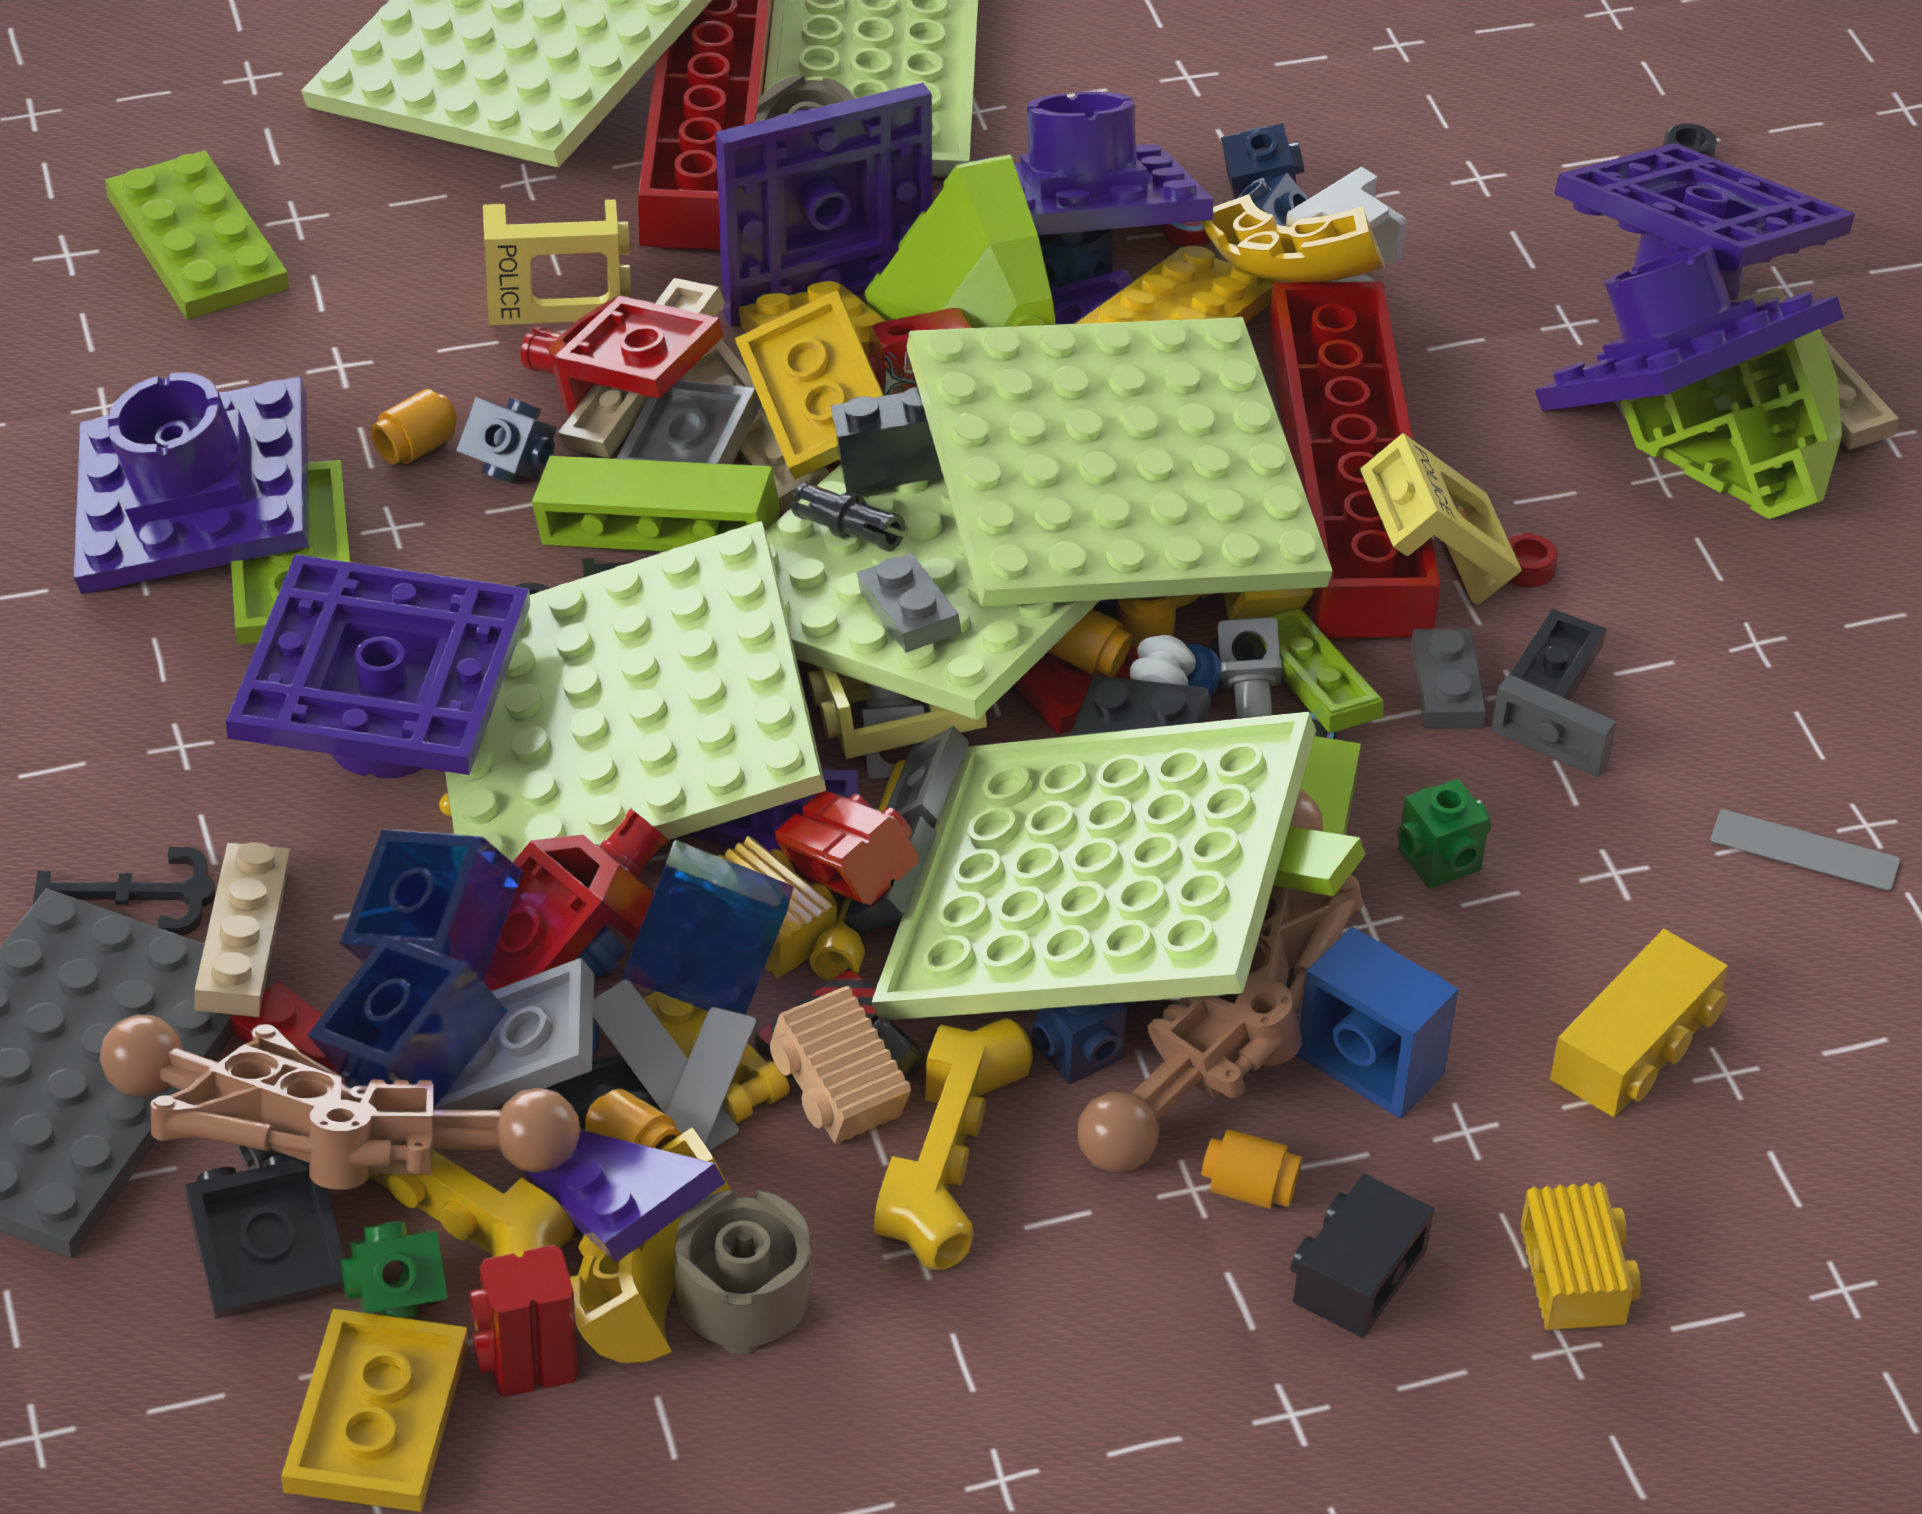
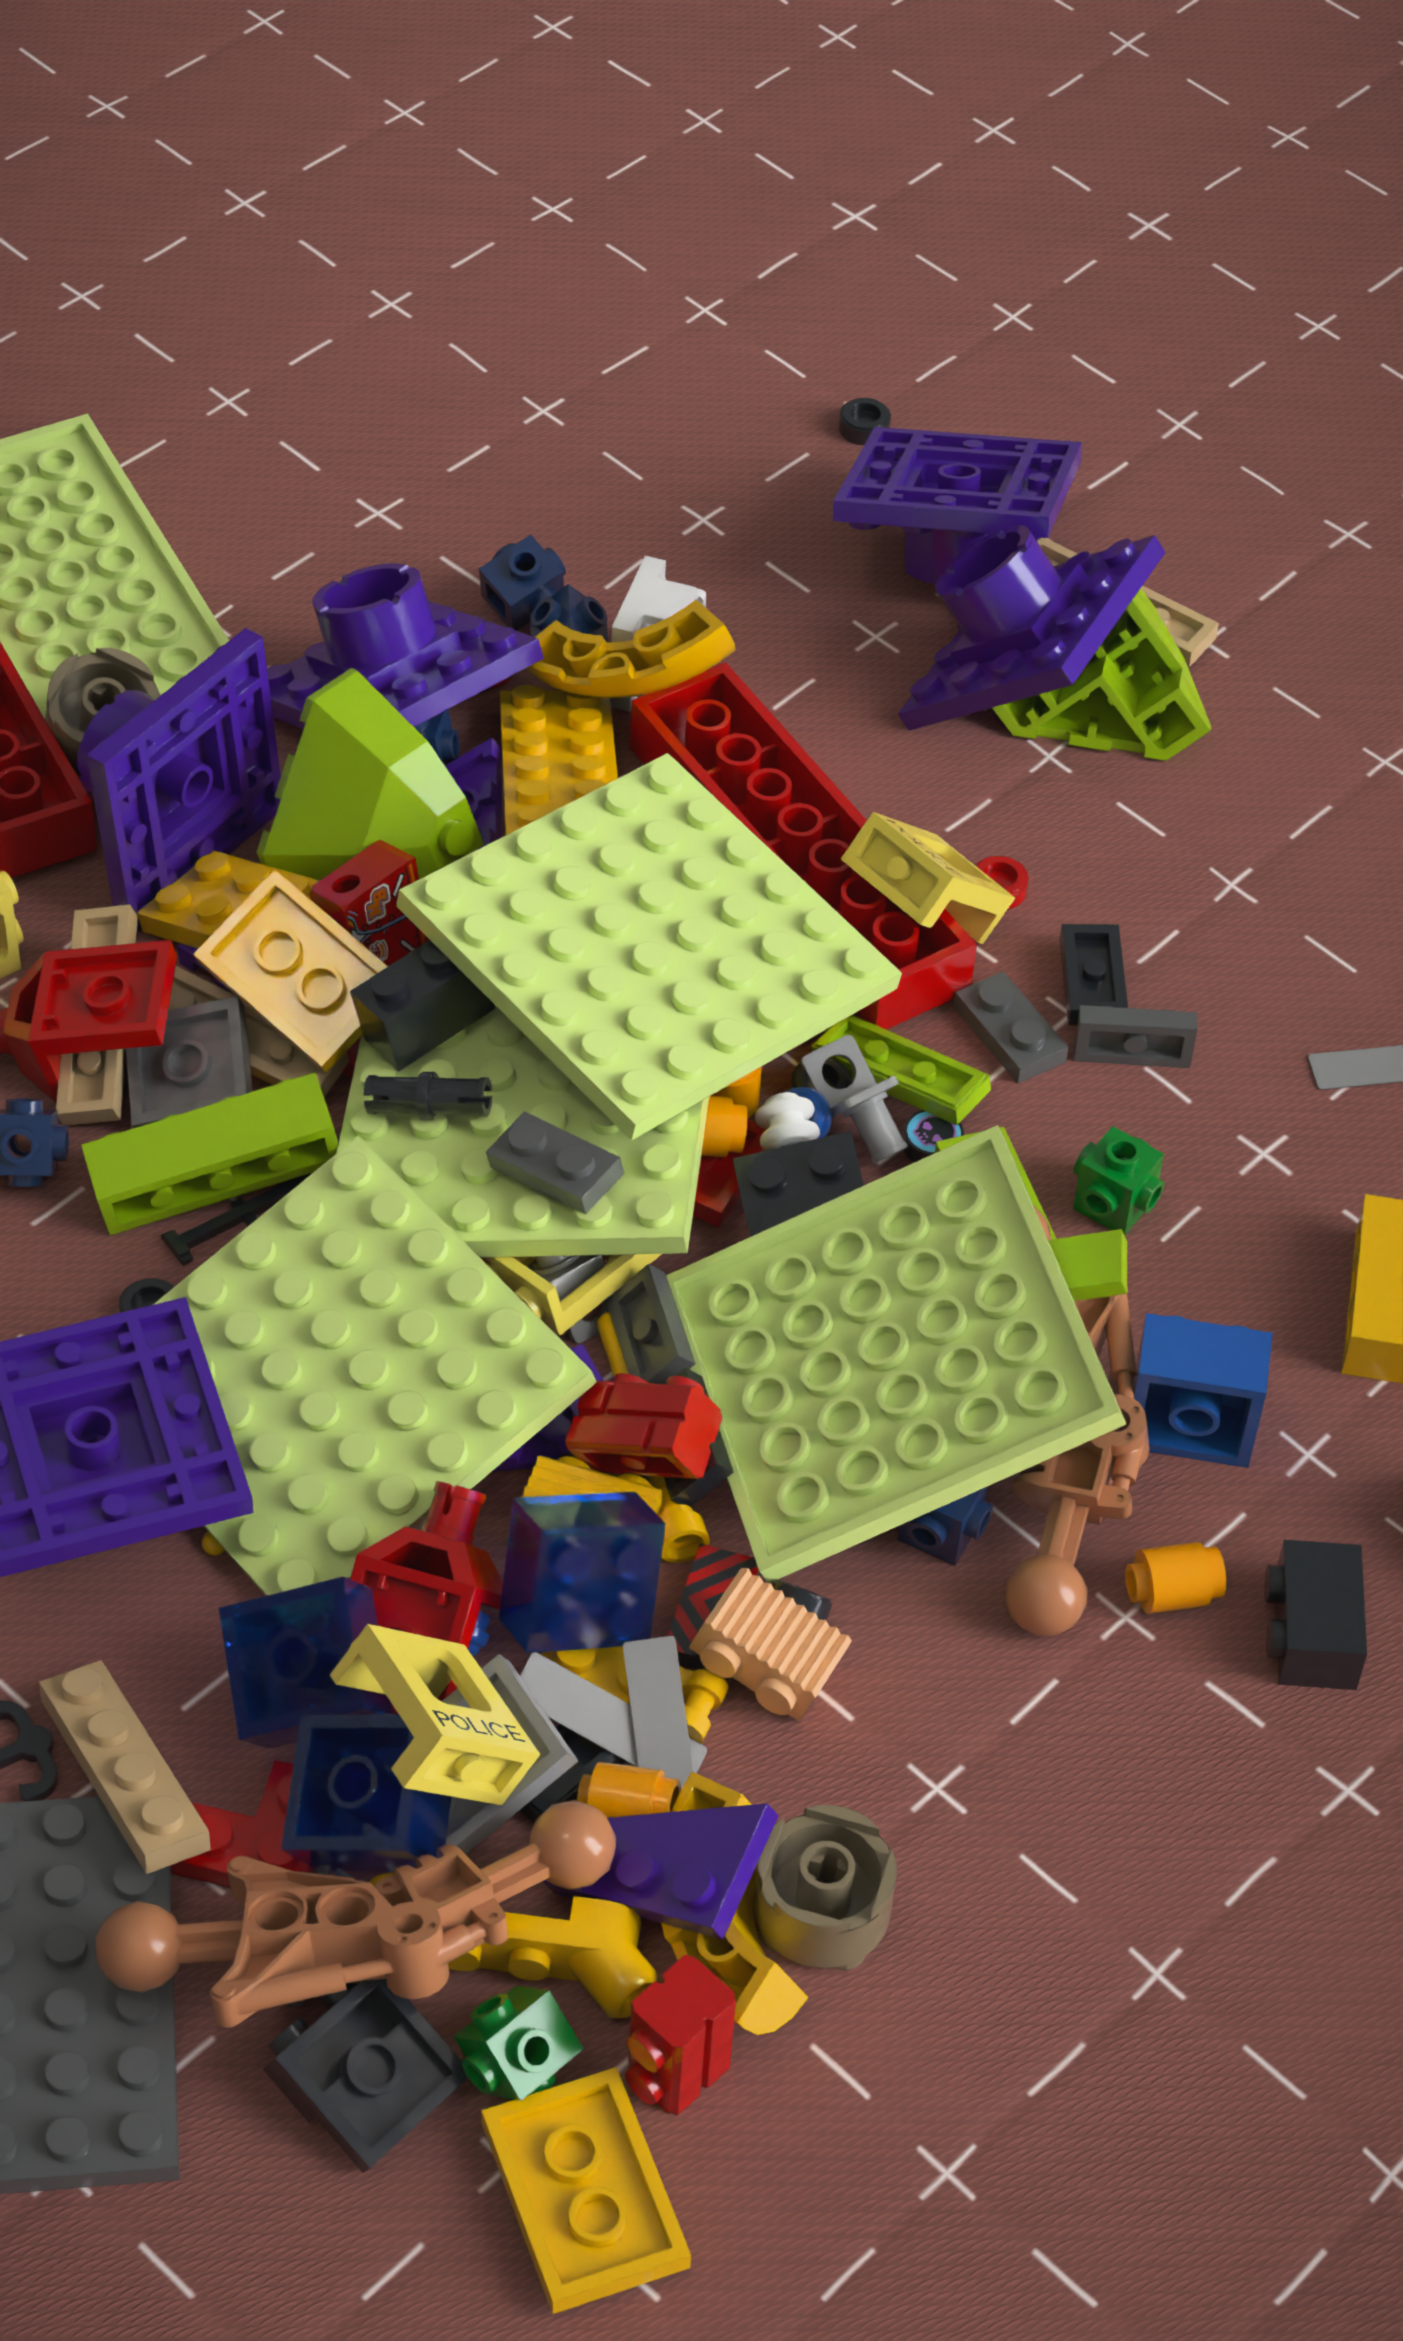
camera: 30 degrees left, 5 degrees up
(476, 974) = (455, 1749): none -> light yellow window
(915, 1194) = (914, 1741): yellow plate -> none

